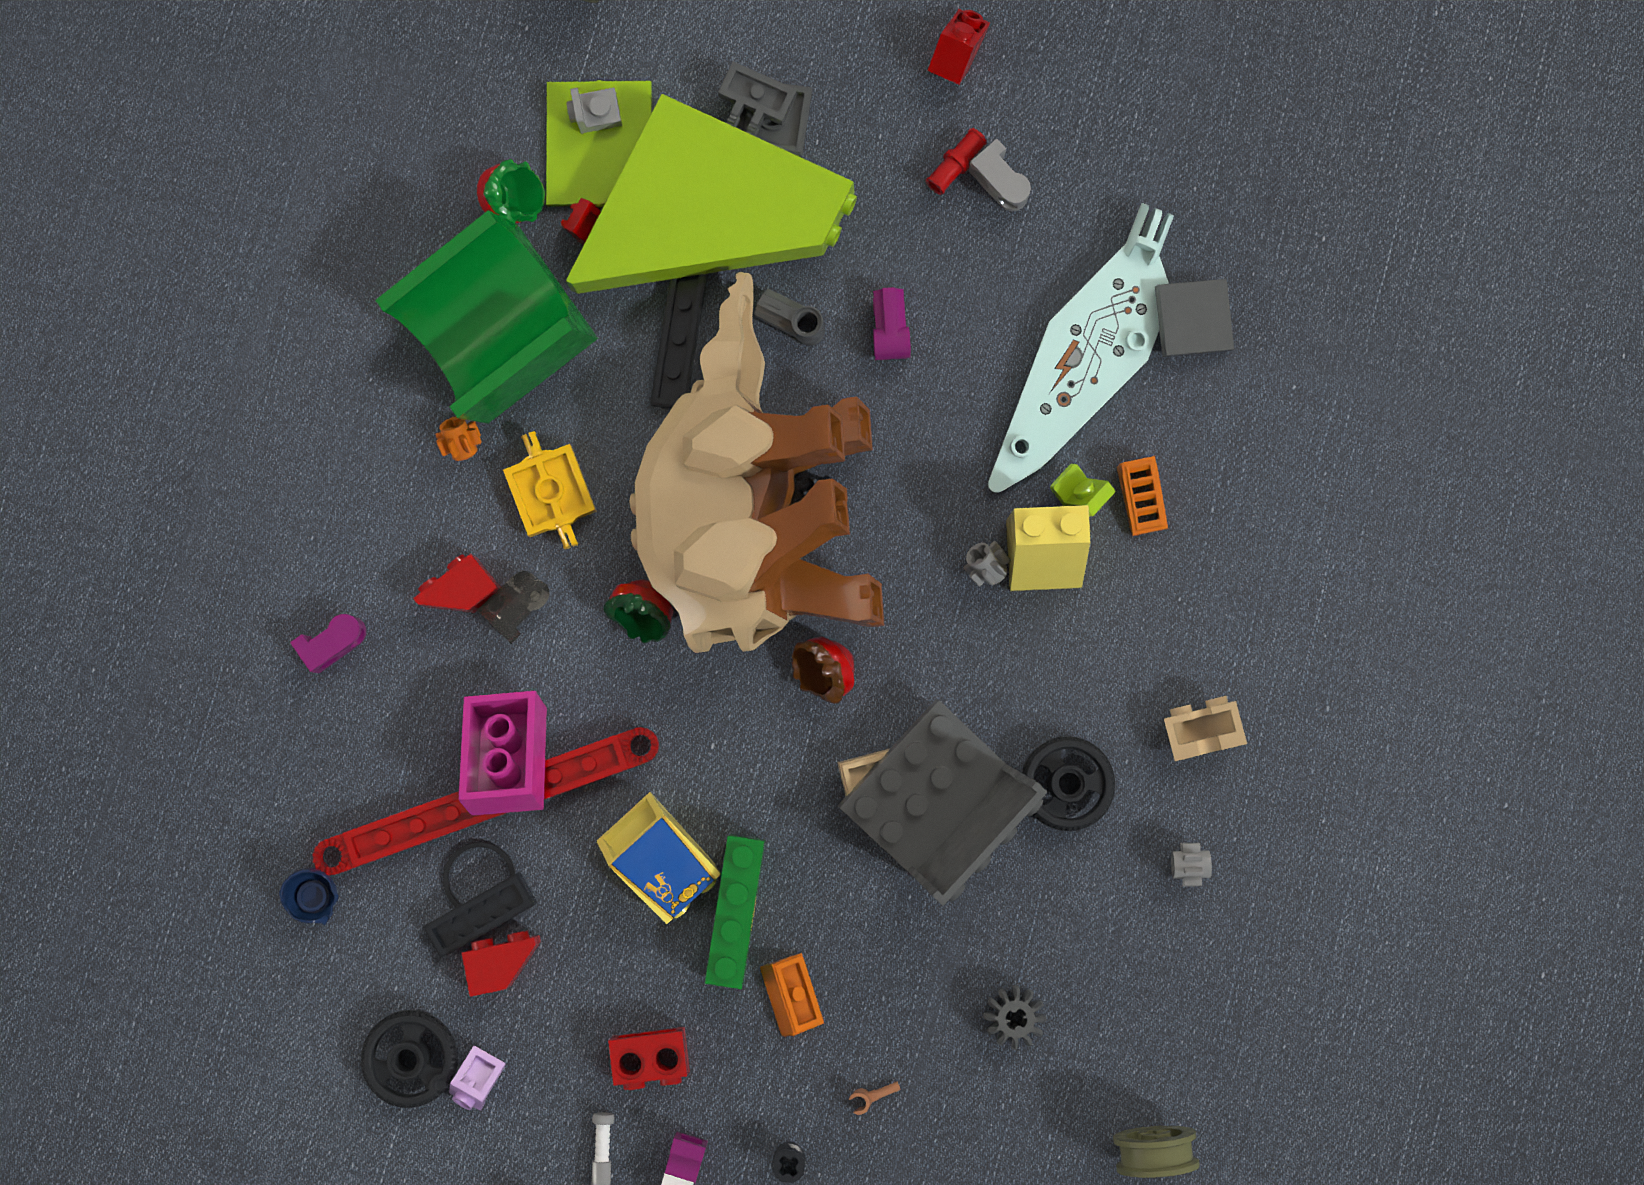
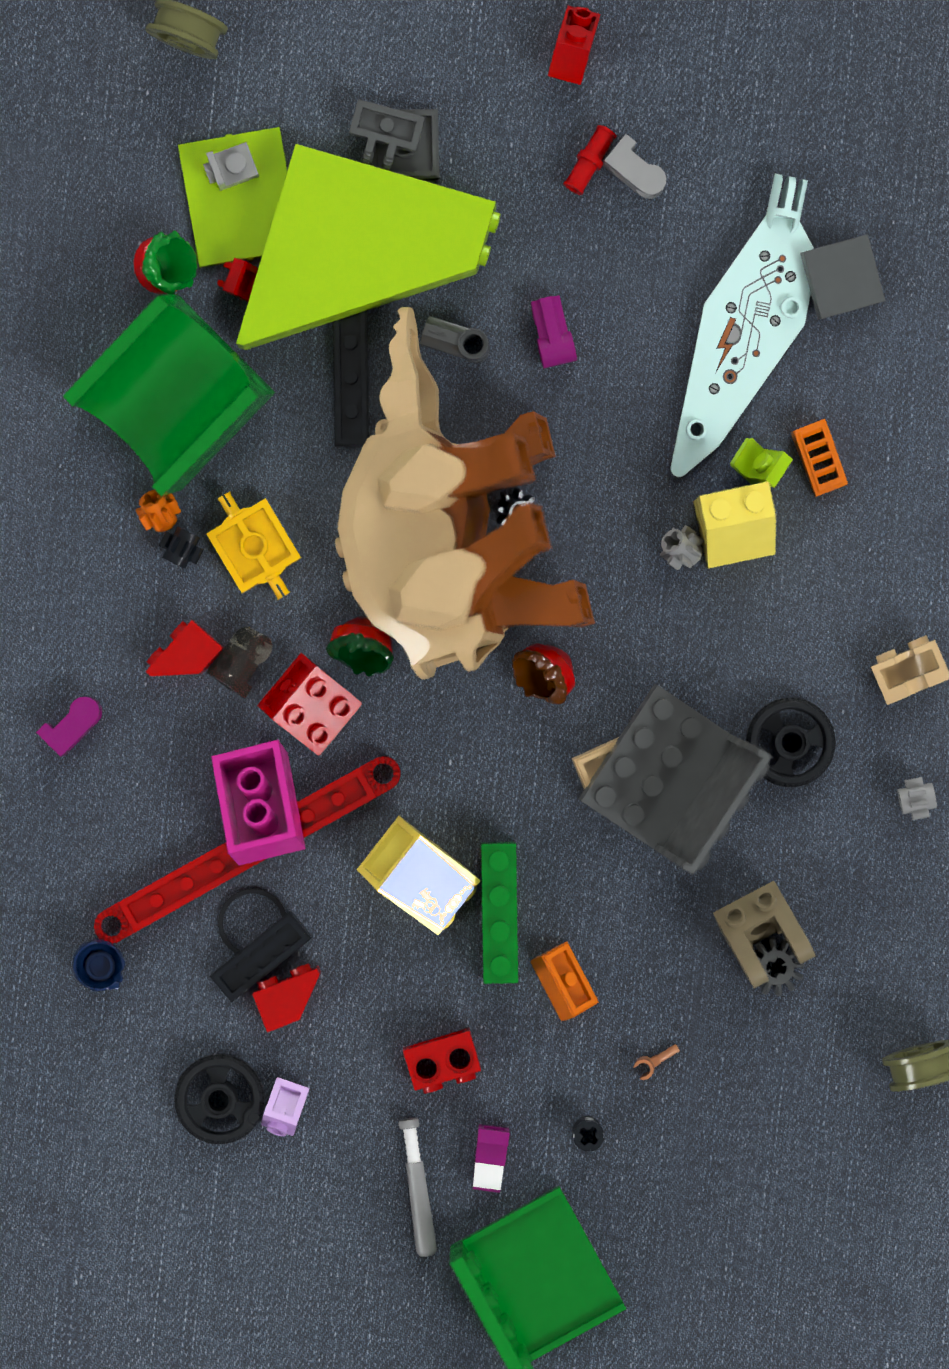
camera: 10 degrees left, 5 degrees up
(474, 479) = (181, 547): none -> black gear
(577, 662) = (309, 704): none -> bracket
(1002, 963) = (755, 919): none -> dark tan brick

